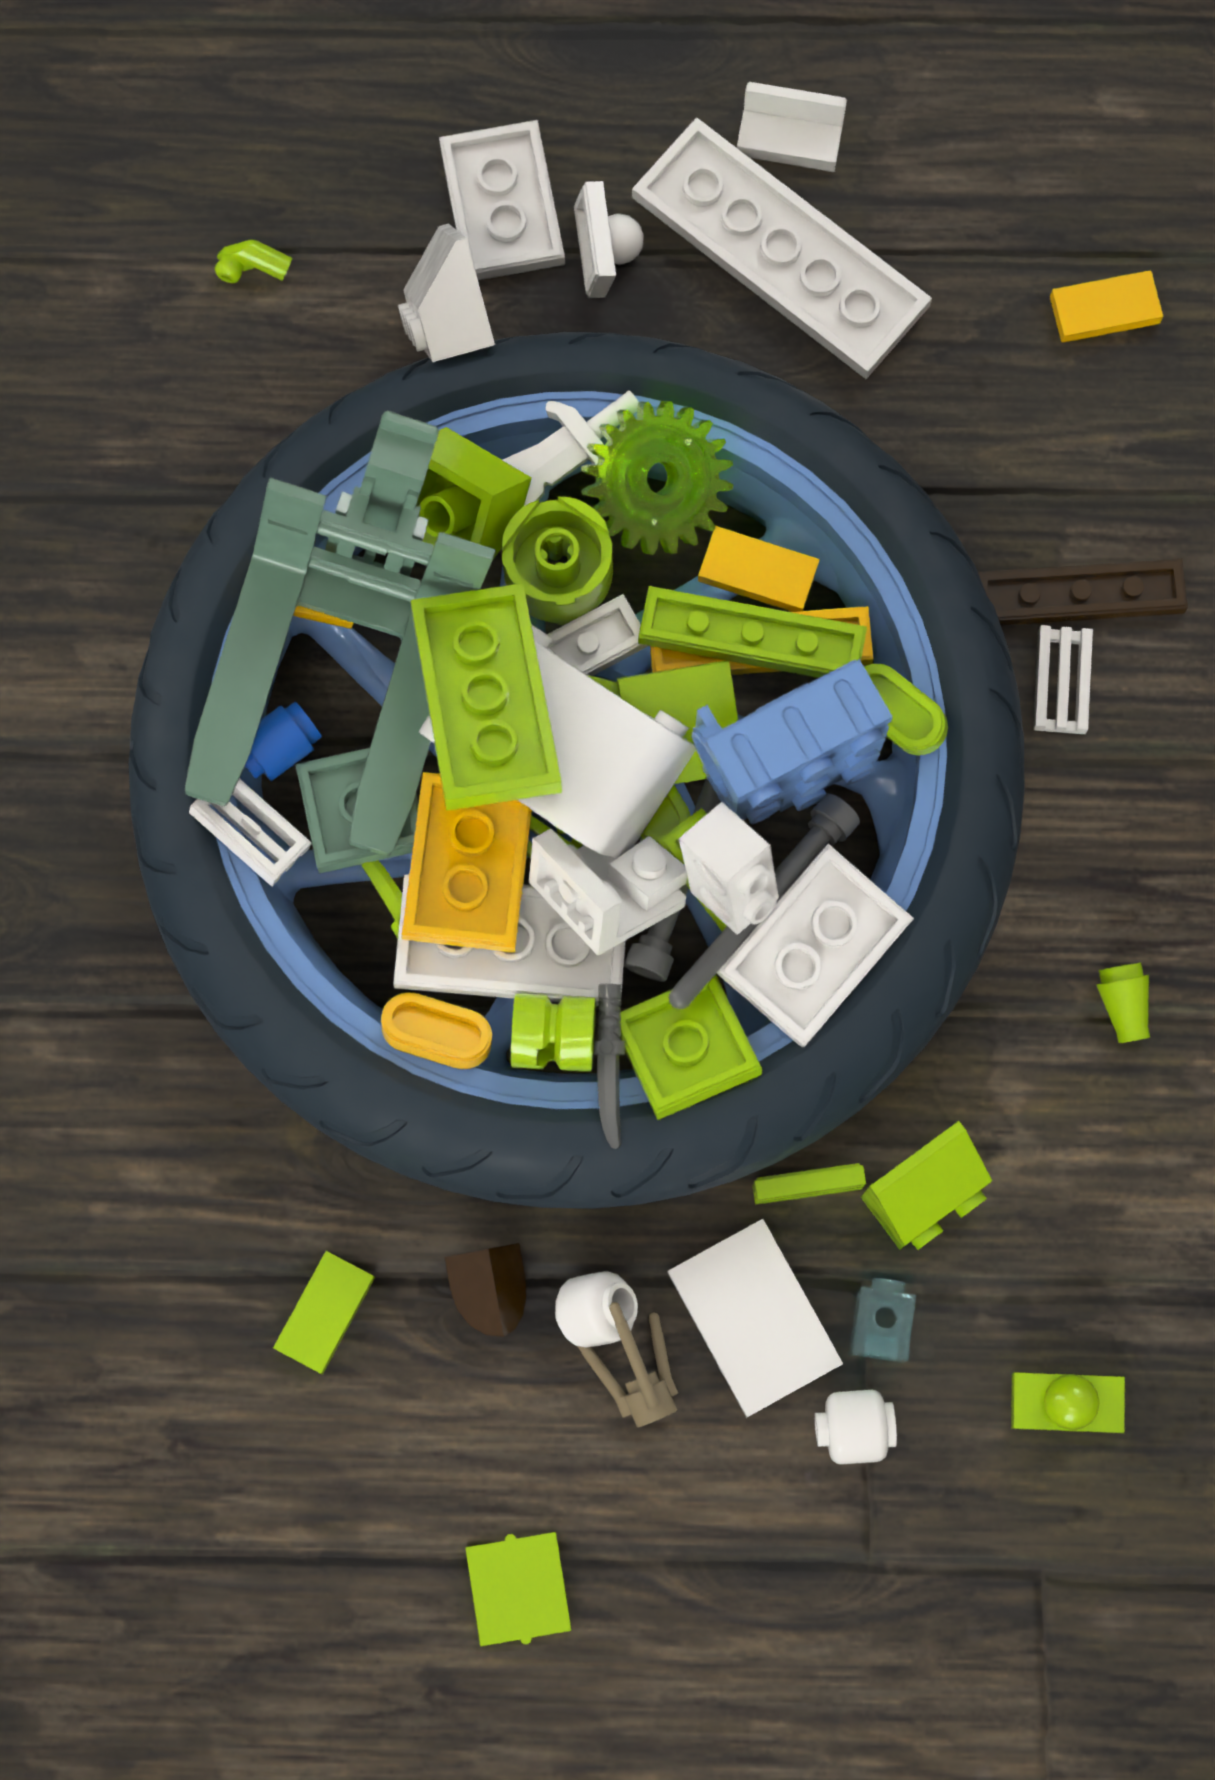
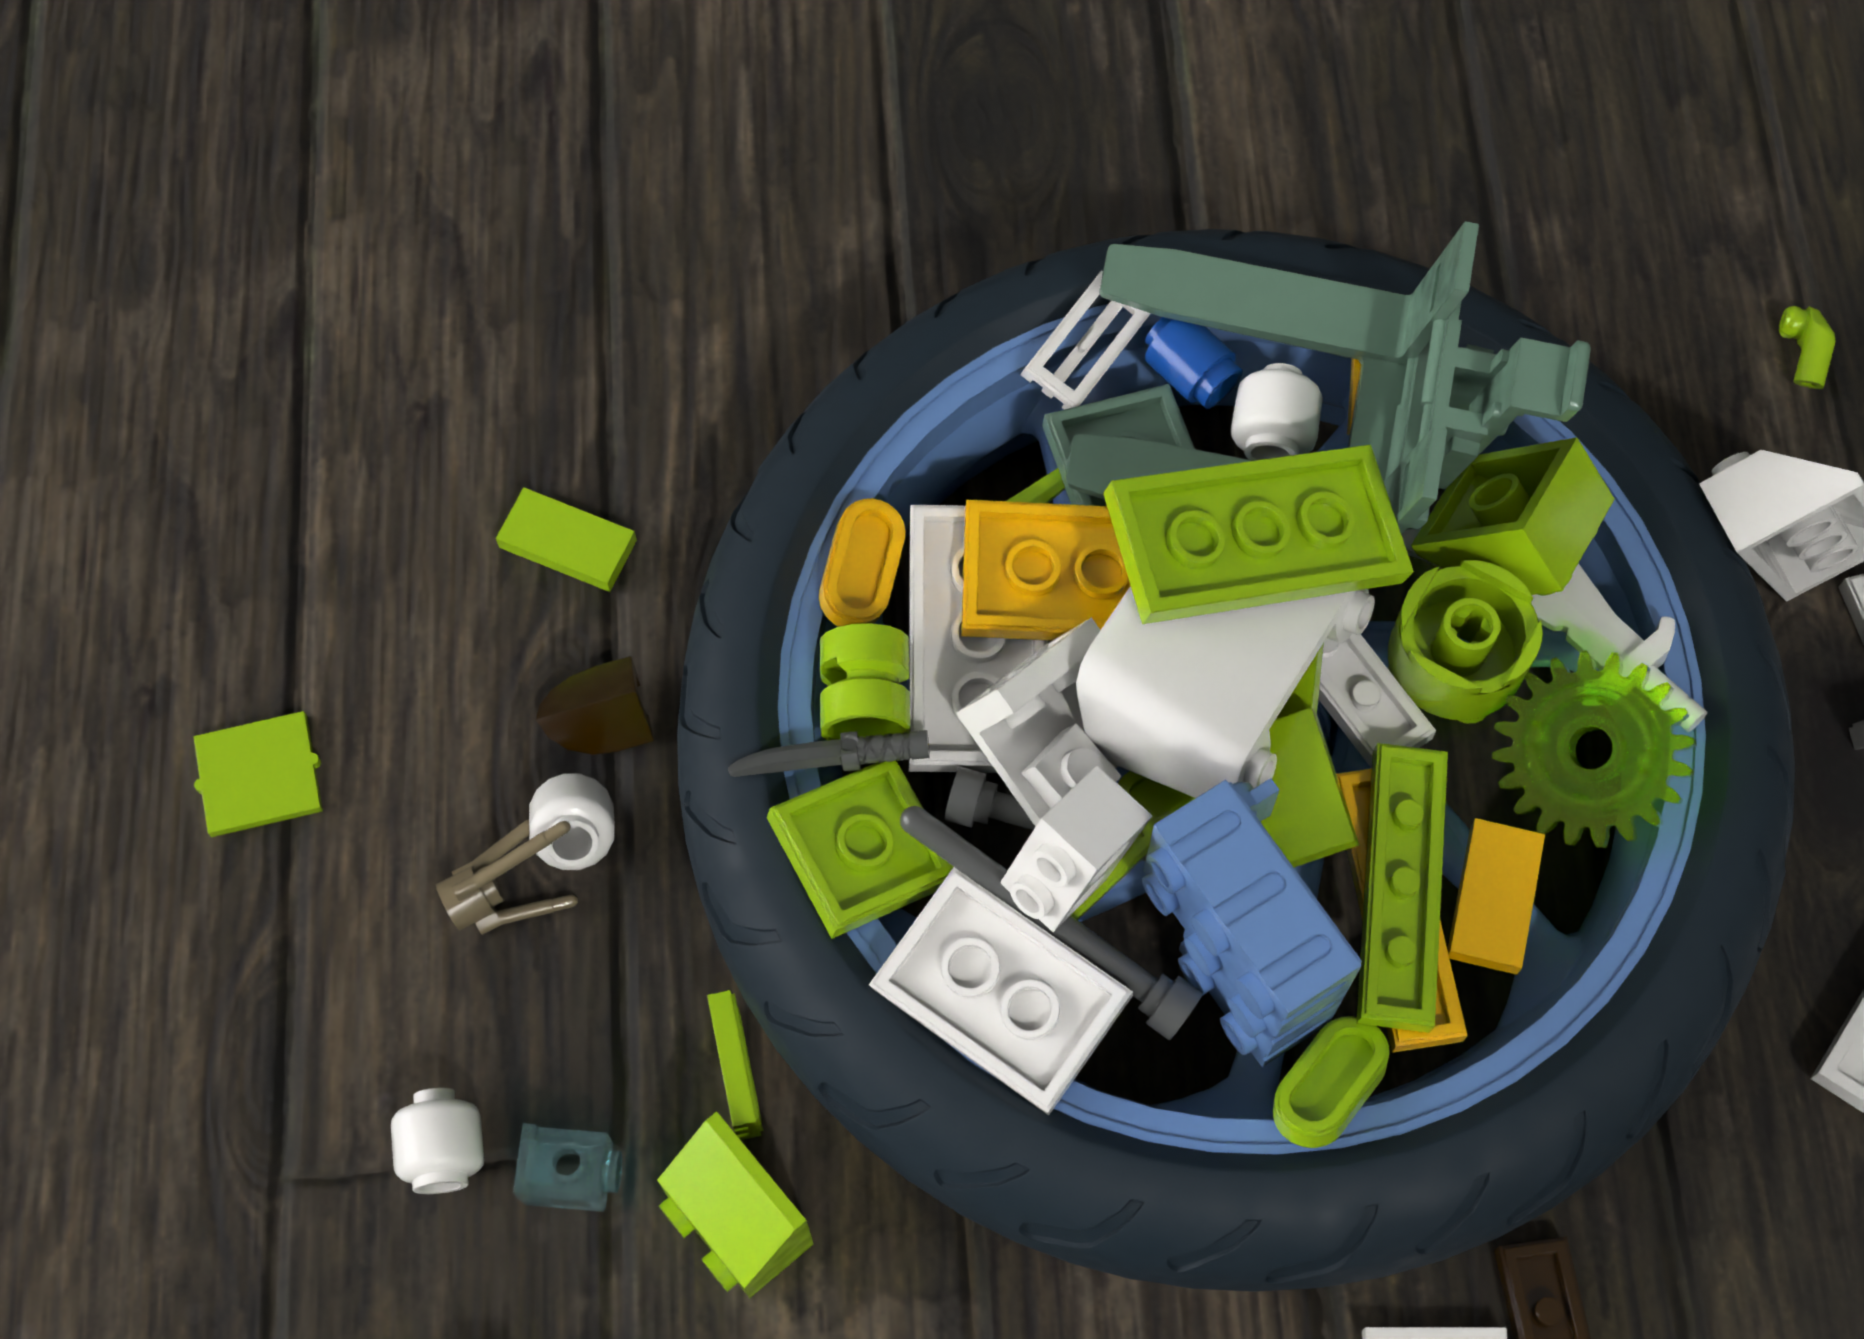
camera: 85 degrees right, 10 degrees down
(338, 679) = (1276, 413): none -> white head
(754, 1318) = (572, 1017): white tile -> none

